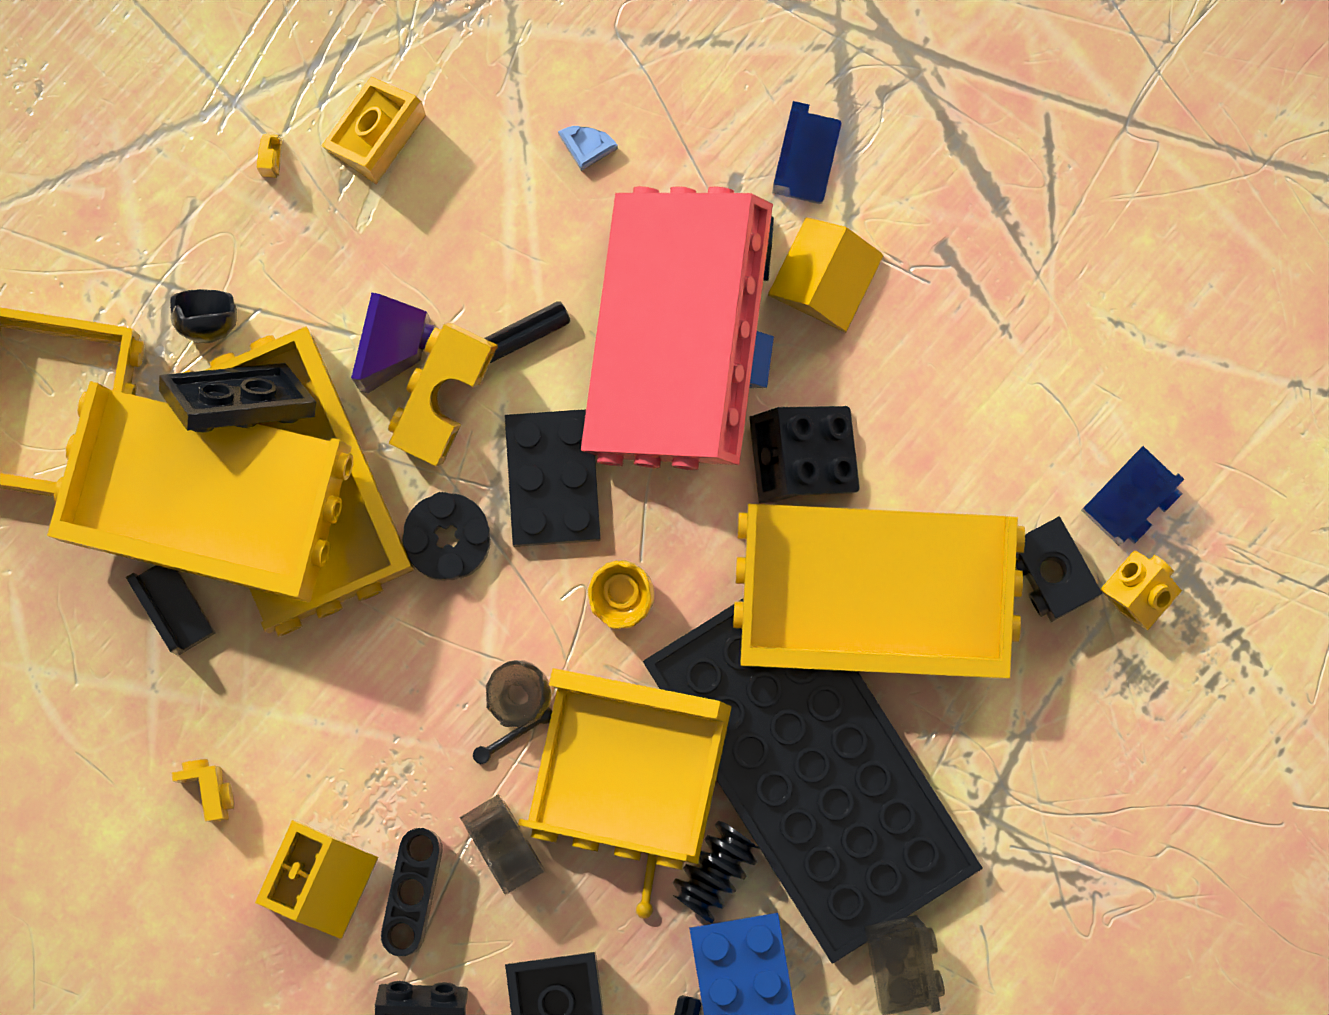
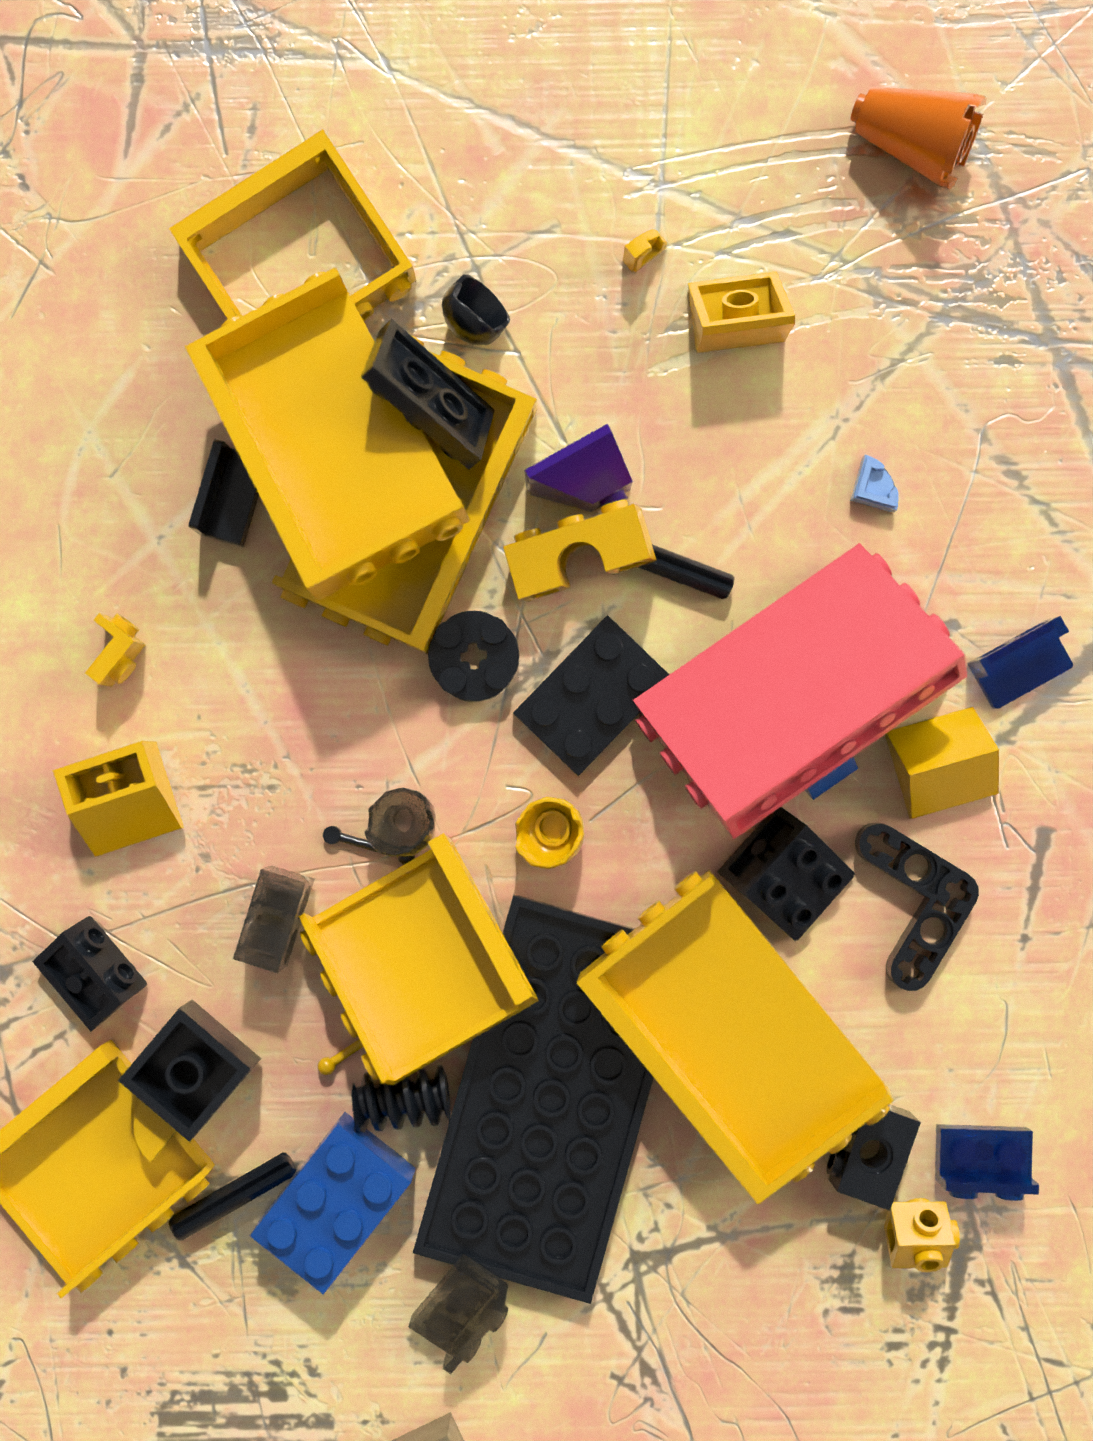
camera: 45 degrees right, 5 degrees up
(397, 910) = (156, 883): black beam -> none
(907, 362) = (933, 889): none -> black beam

